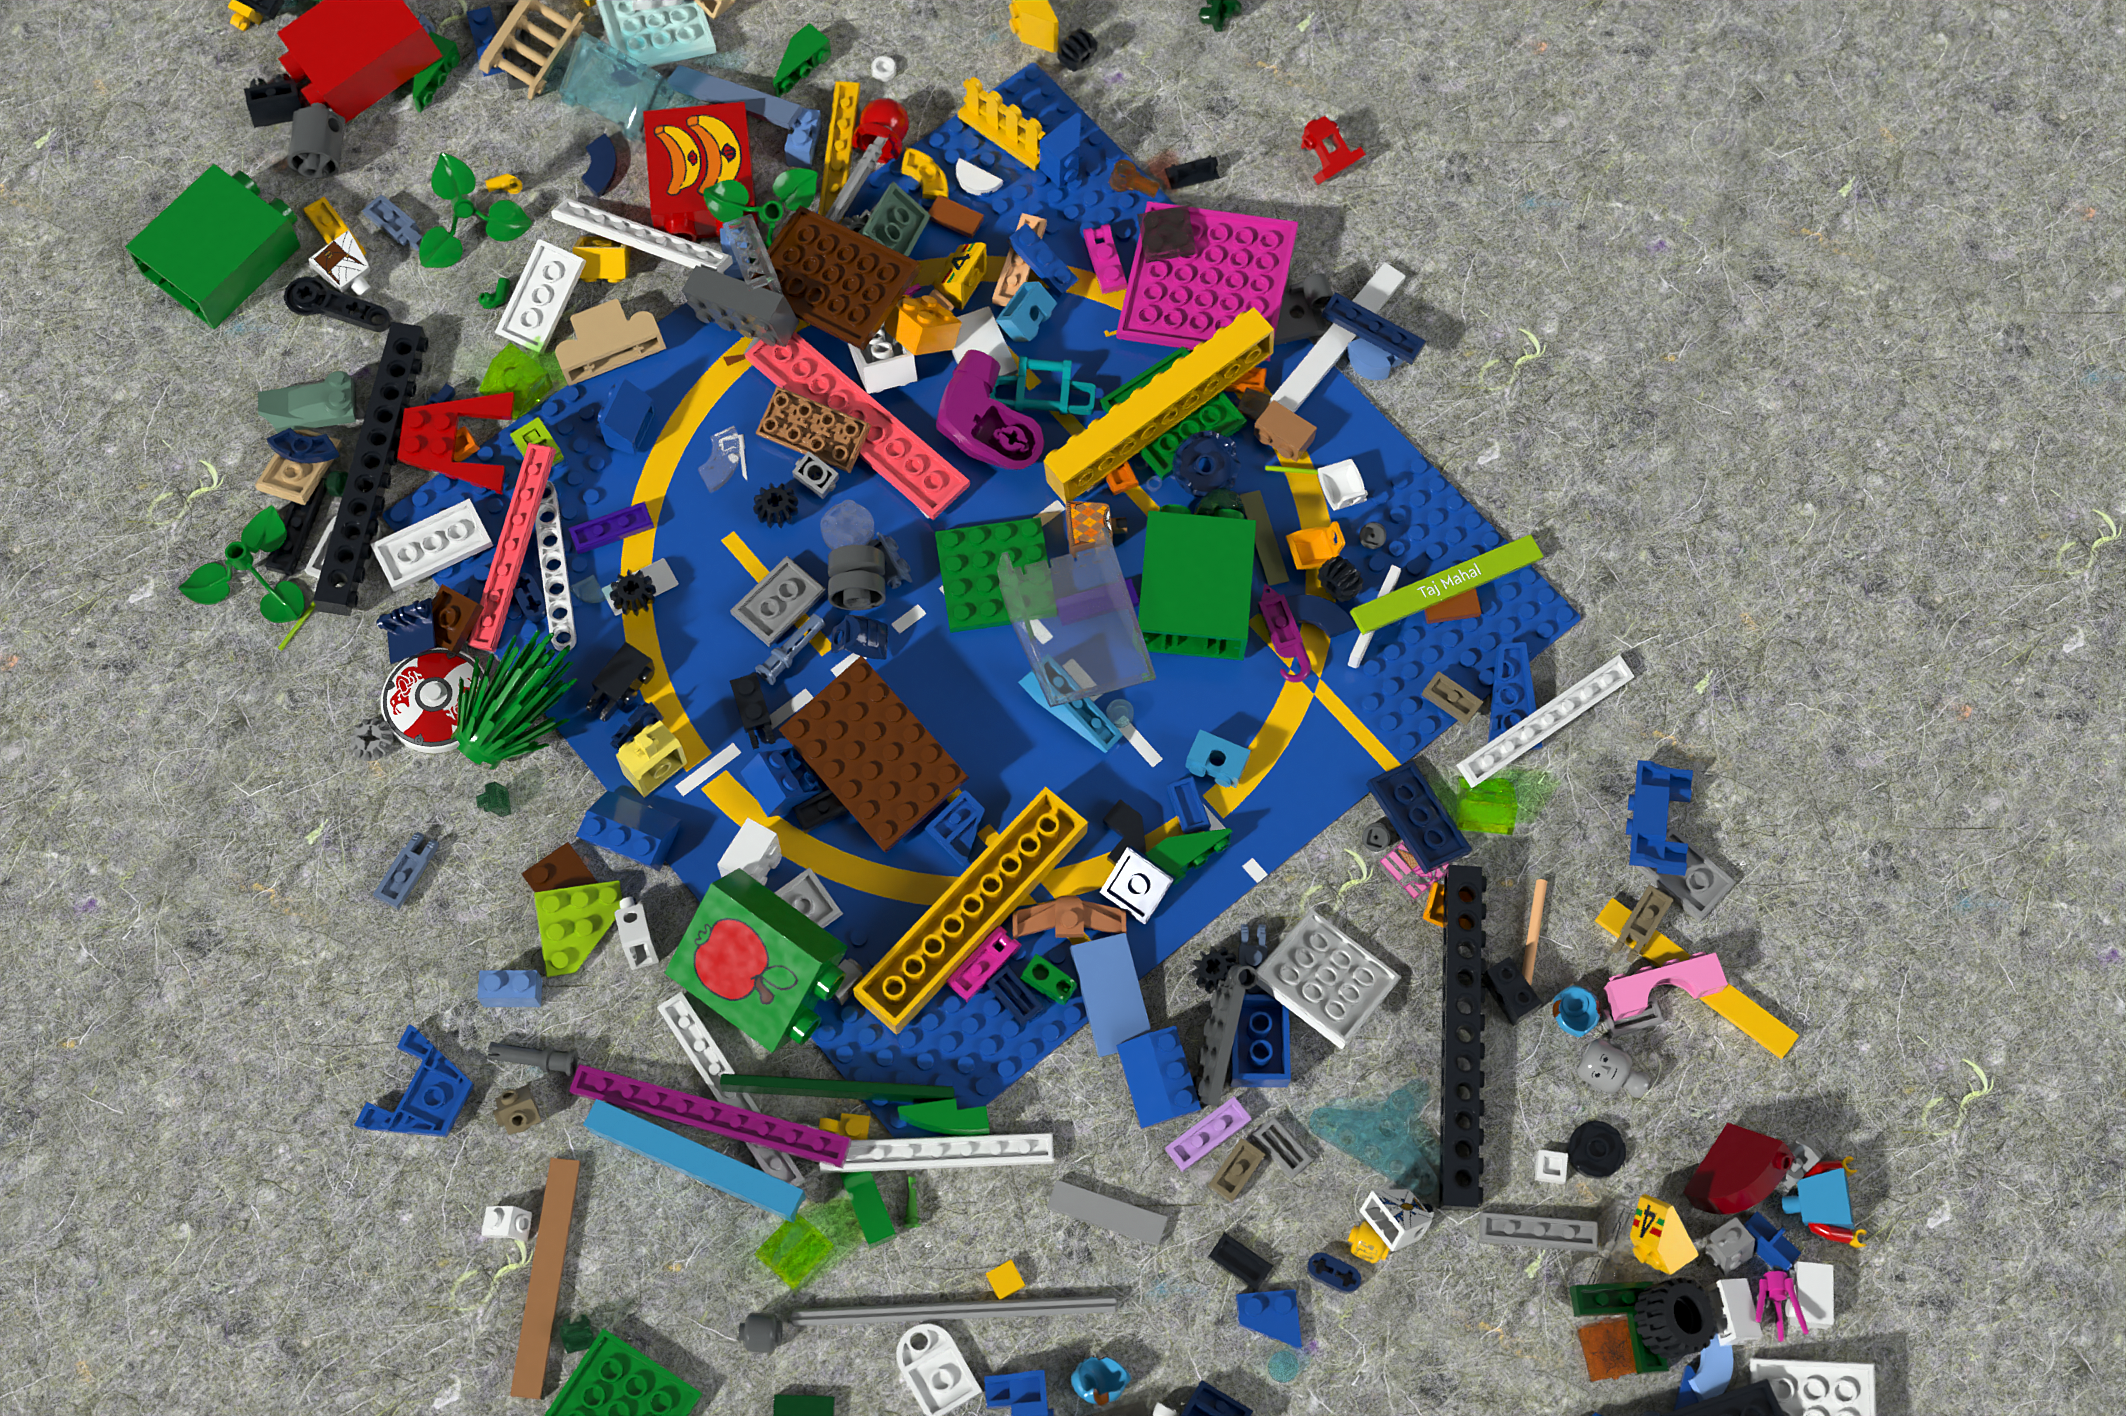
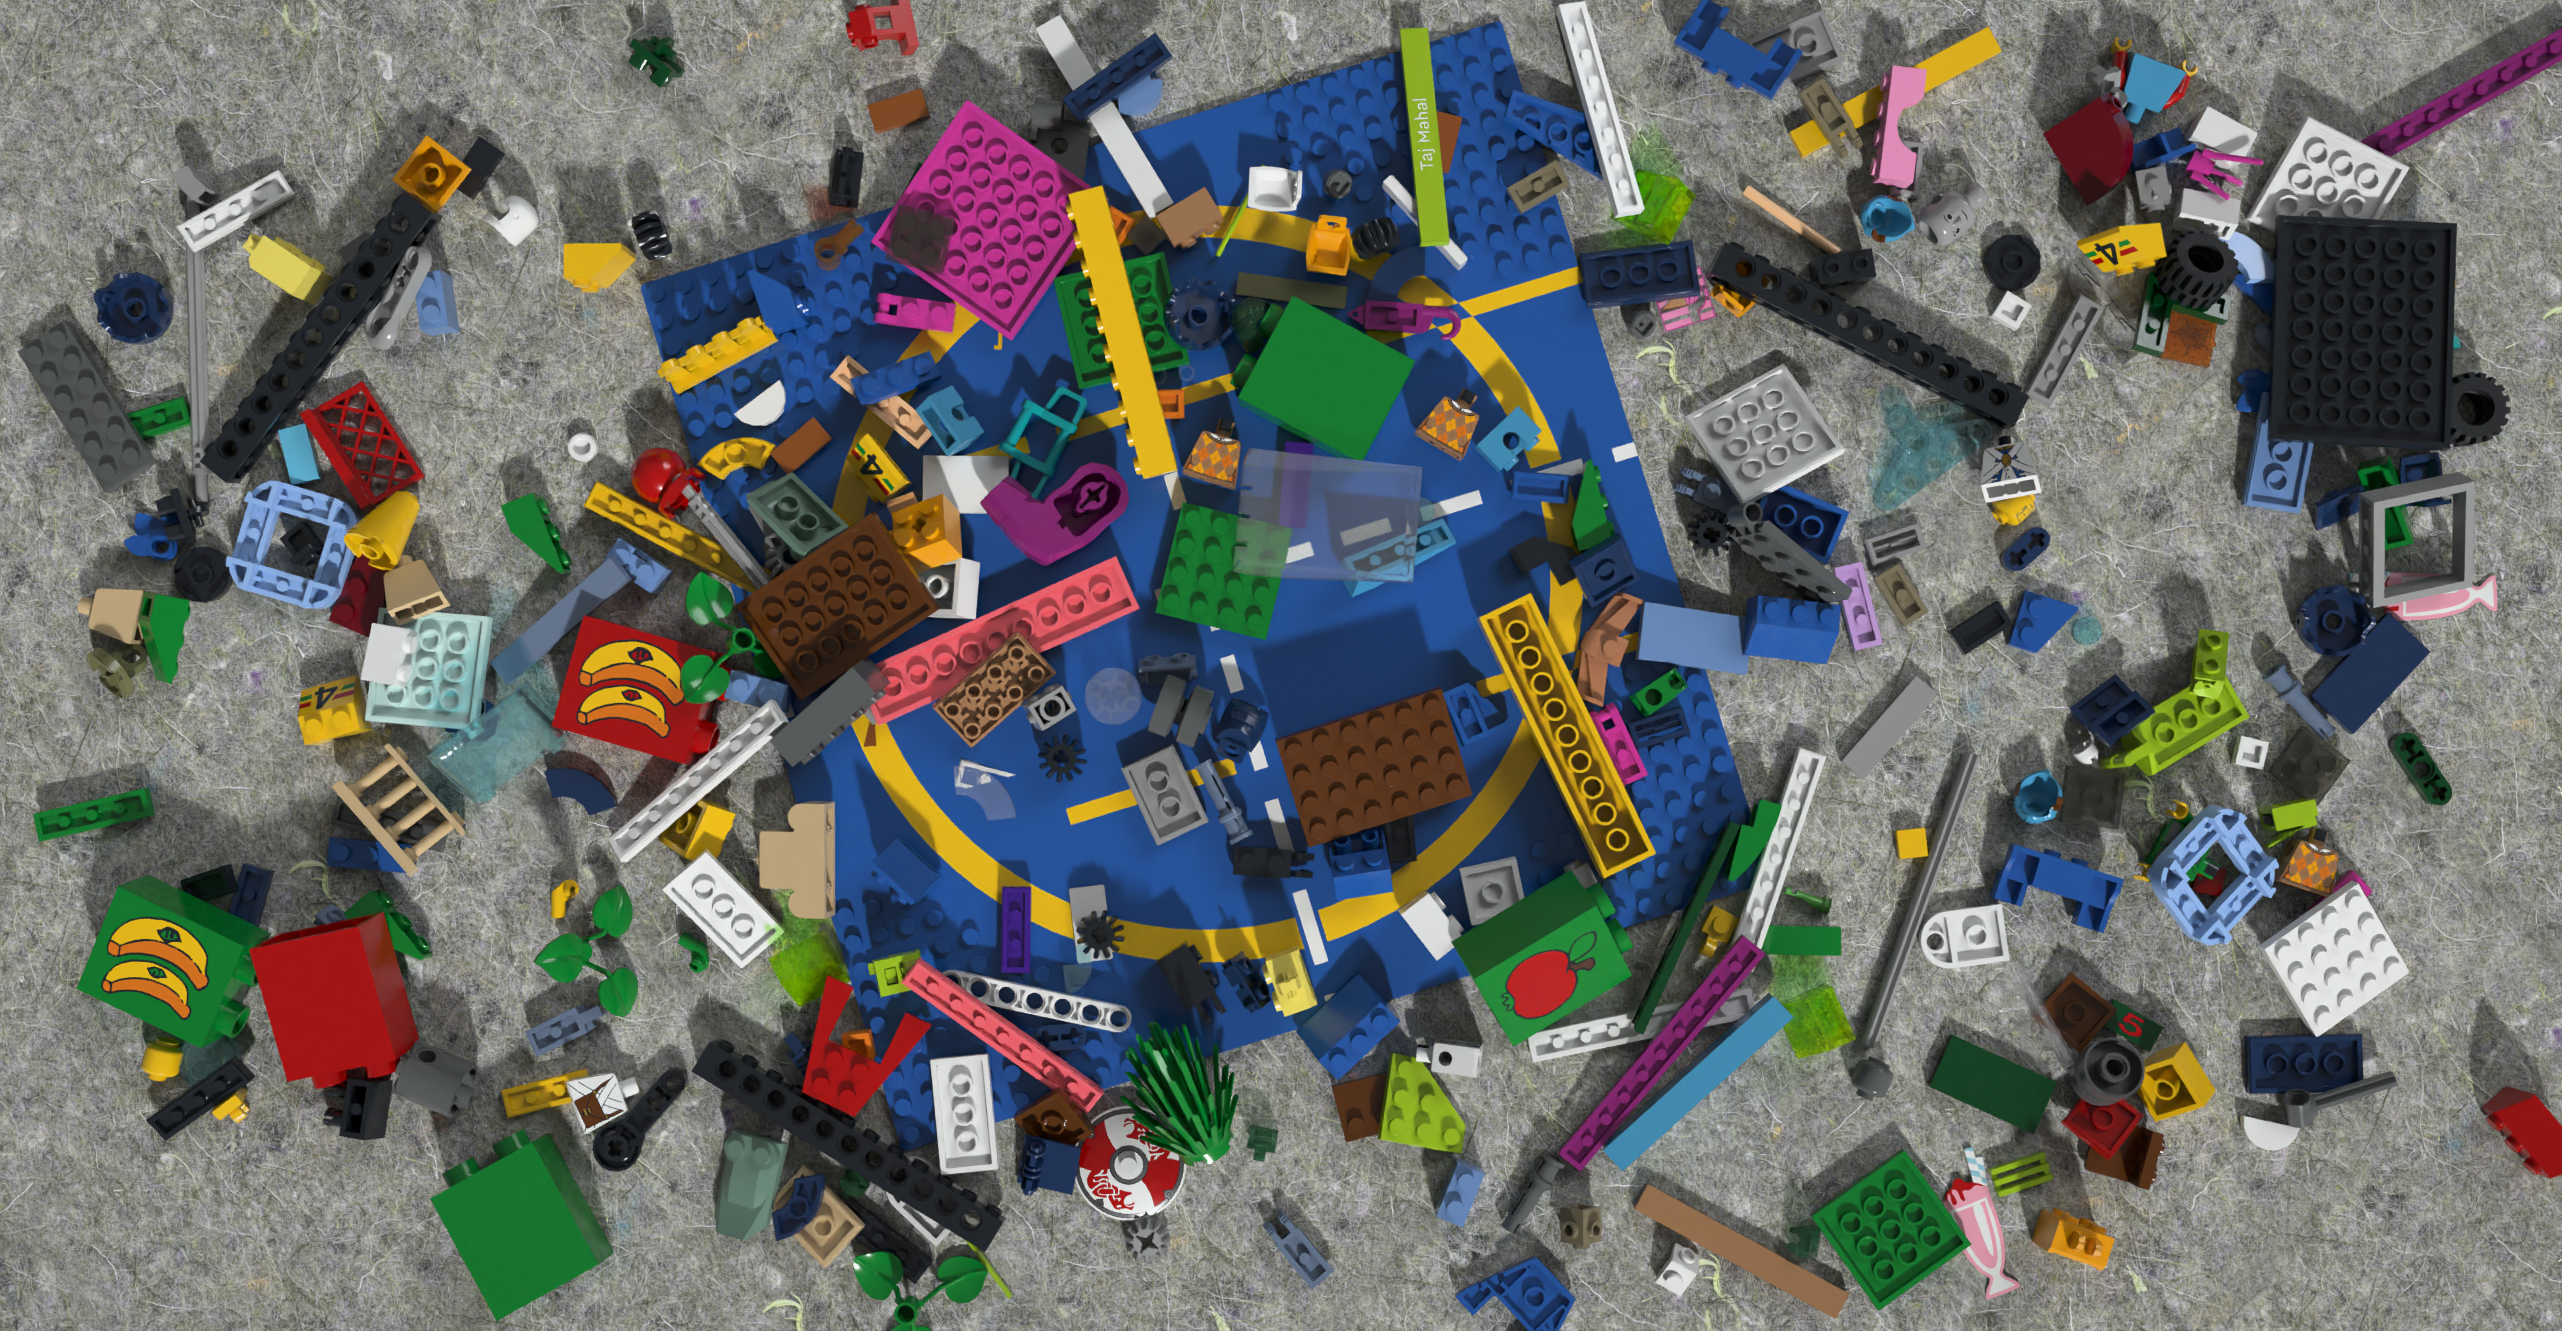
camera: 65 degrees left, 20 degrees up
(755, 250) = (785, 669): clear fence -> none
(1208, 706) = (1451, 425): none -> torso
(1266, 190) = (898, 111): none -> dark orange tile

